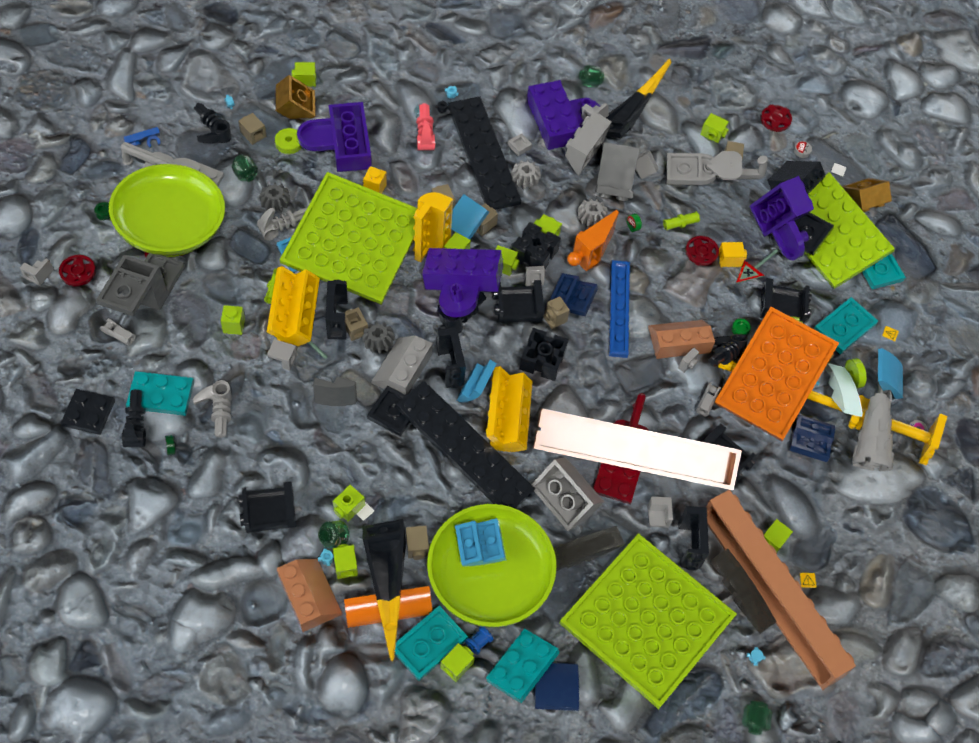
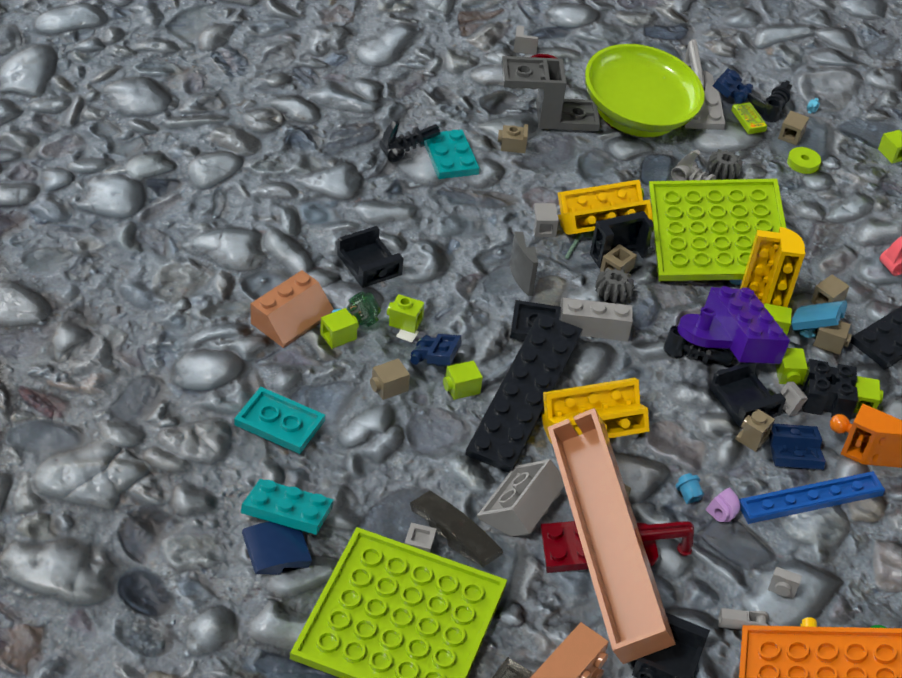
camera: 70 degrees right, 15 degrees down
(88, 411) = (407, 112): black plate -> none
(119, 332) = (496, 109): light grey bar -> none
(137, 138) = (720, 60): blue plate -> none
(167, 335) = (513, 138): none -> dark tan brick
(170, 446) = (398, 172): dark green tile -> none
(182, 145) = (730, 85): none -> dark blue plate
(220, 152) = (749, 118): none -> lime tile
(221, 405) = (469, 191): light grey piece -> none
(232, 320) = (559, 174): lime brick -> none
(244, 168) = (741, 134): clear green head -> none
(294, 99) = (857, 148): pearl gold slope -> none
(343, 133) = (838, 192): dark purple brick -> none
(365, 609) = (305, 373): orange brick -> none
(375, 179) = (808, 229): yellow brick -> none
(385, 555) = (360, 349): black plate -> none
(403, 489) = (436, 350): none -> dark blue plate
(436, 488) = (463, 380): none -> lime brick
(449, 343) = (628, 348): black panel -> none
(457, 662) = (267, 447): lime brick -> none
(476, 382) = (610, 372): dark azure slope -> none
(479, 640) = (301, 461): blue bush -> none
(480, 543) = (406, 413): dark azure slope -> none
(498, 591) = (388, 437): lime dish -> none
(543, 354) = (689, 428): black brick -> none
(581, 578) = (421, 537): none -> light grey plate
(592, 379) = (690, 488): none -> dark azure hose
(613, 365) = (724, 506): none -> lavender piece
(660, 512) = (551, 602): light grey panel -> none
(680, 338) = (822, 580): nougat slope -> none
(695, 520) = (528, 638): black panel -> none
(730, 348) = (815, 611): black piece -> none

